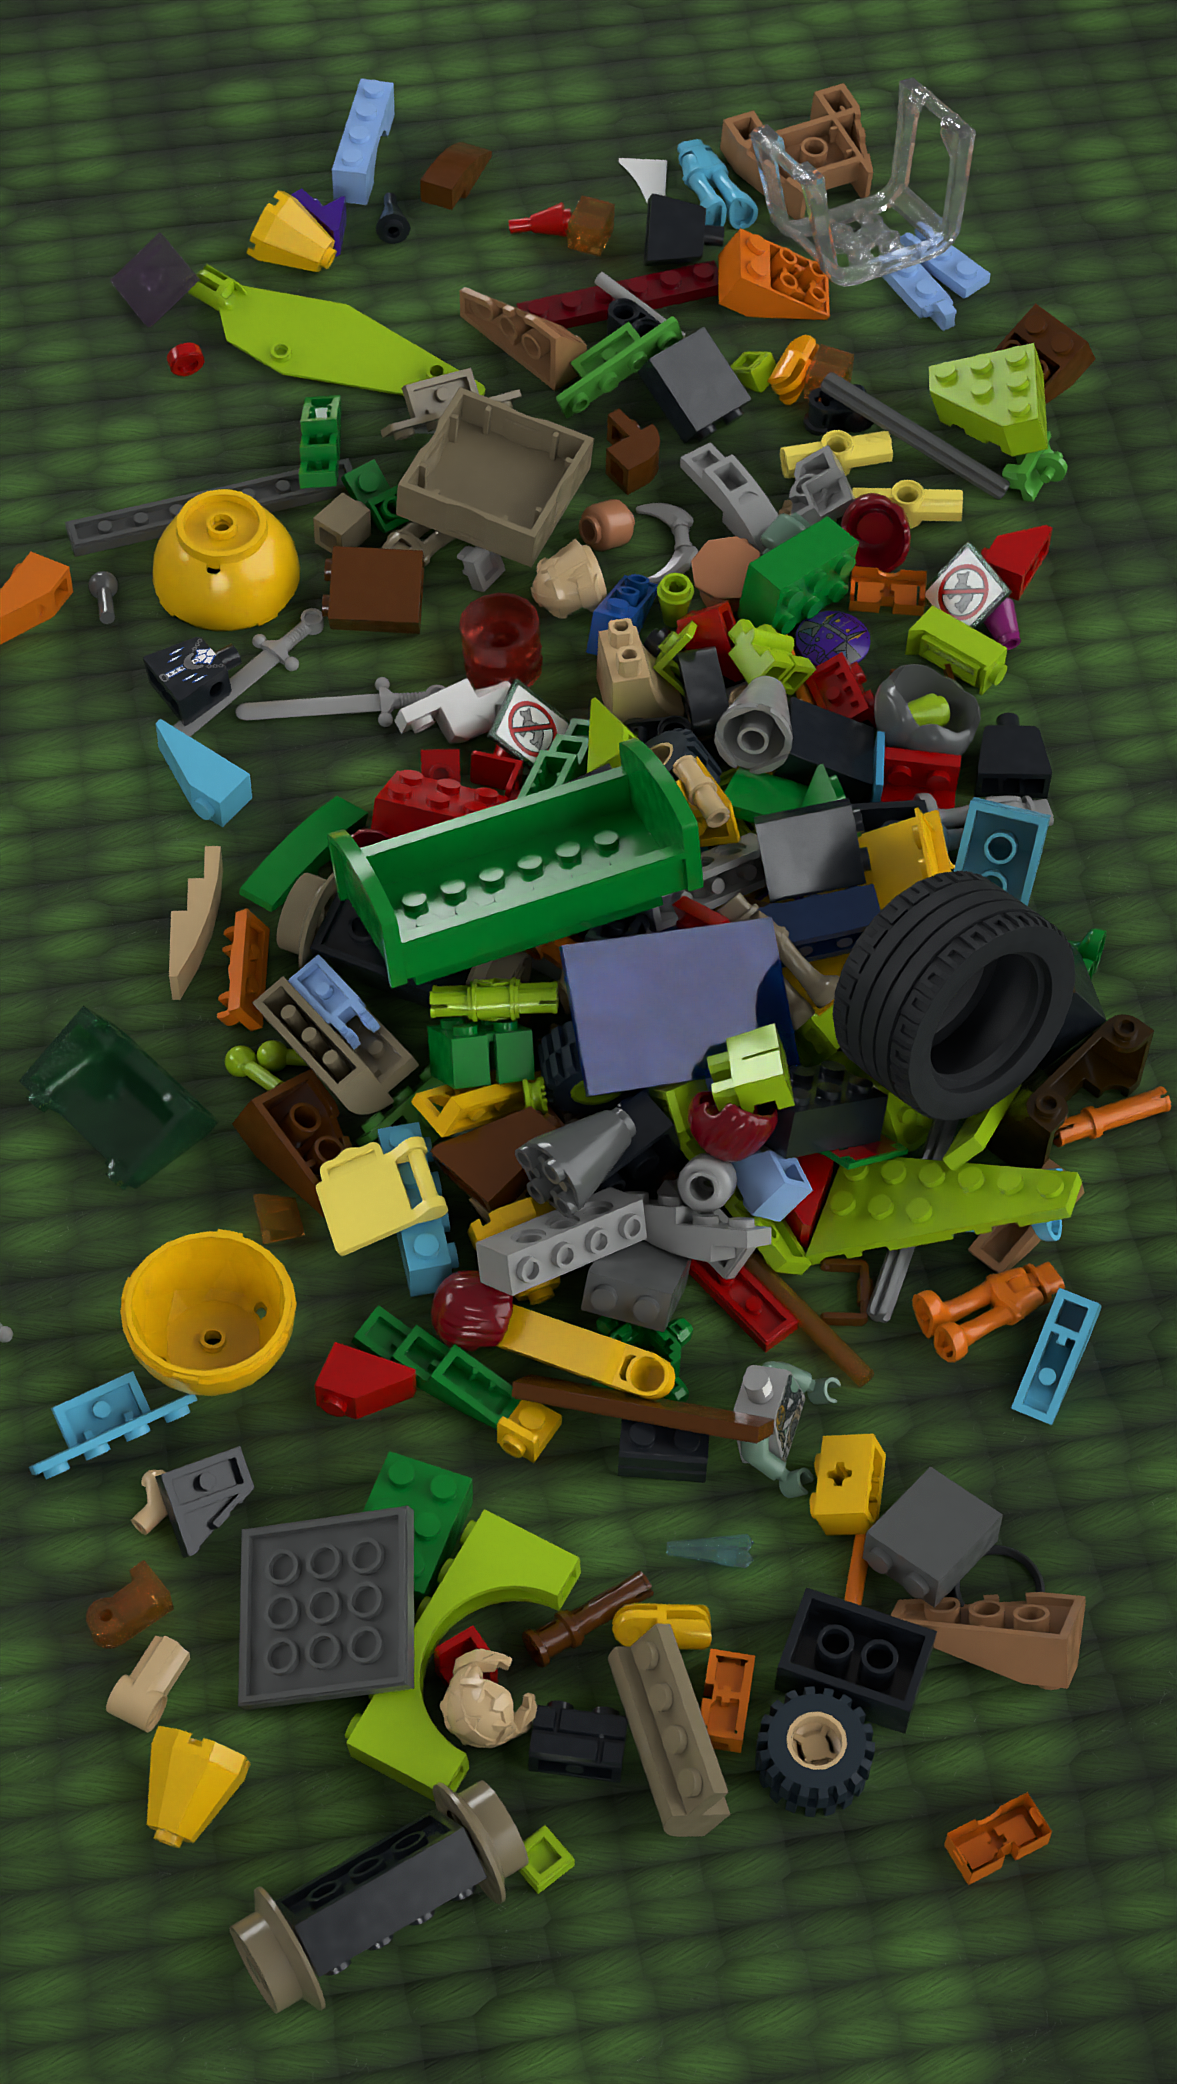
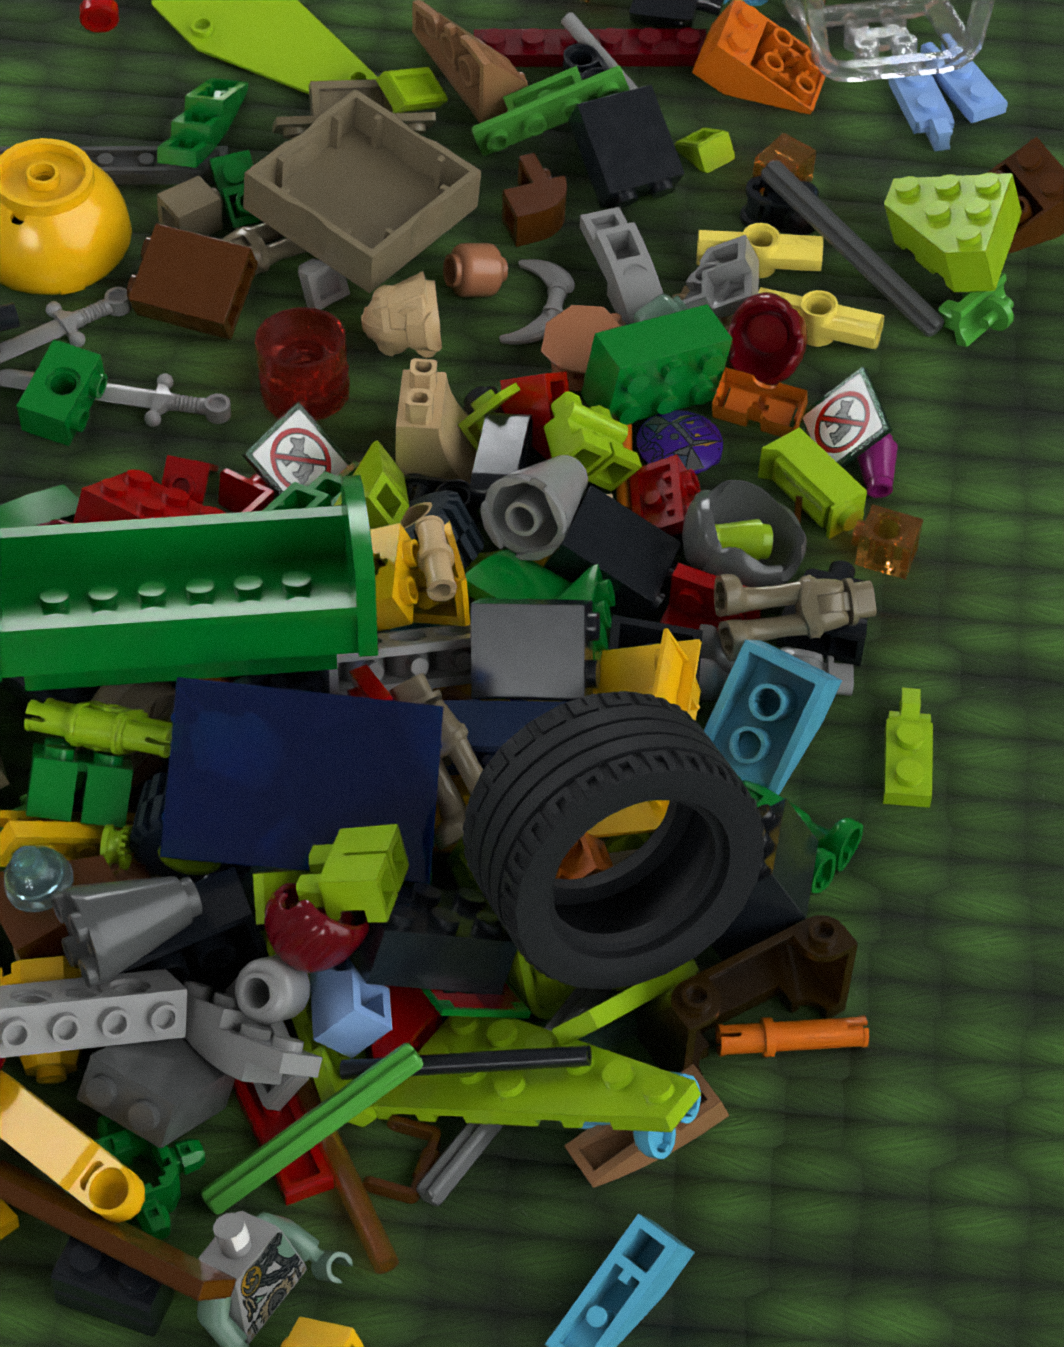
camera: 15 degrees right, 5 degrees down
(301, 695) = (62, 371): none -> green brick
(457, 709) = (225, 417): white plate -> none
(485, 1139) = (34, 876): none -> clear light blue brick
(491, 372) = (411, 89): none -> lime tile
(628, 599) = (464, 357): blue slope -> none
(674, 596) = (515, 354): lime cone -> none
(773, 1285) = (311, 1128): none -> bright green axle
(791, 369) = (738, 158): light orange arm -> none
(878, 769) = (661, 594): dark azure piece -> none
(880, 1202) = (484, 1061): none -> black piece
(1009, 757) = (818, 605): none -> dark tan piece
(1010, 1295) = (594, 1212): orange piece -> none
(1019, 556) = (921, 401): red slope -> none
(1034, 687) = (887, 541): none -> clear orange brick
(1113, 862) = (908, 753): none -> lime hinge

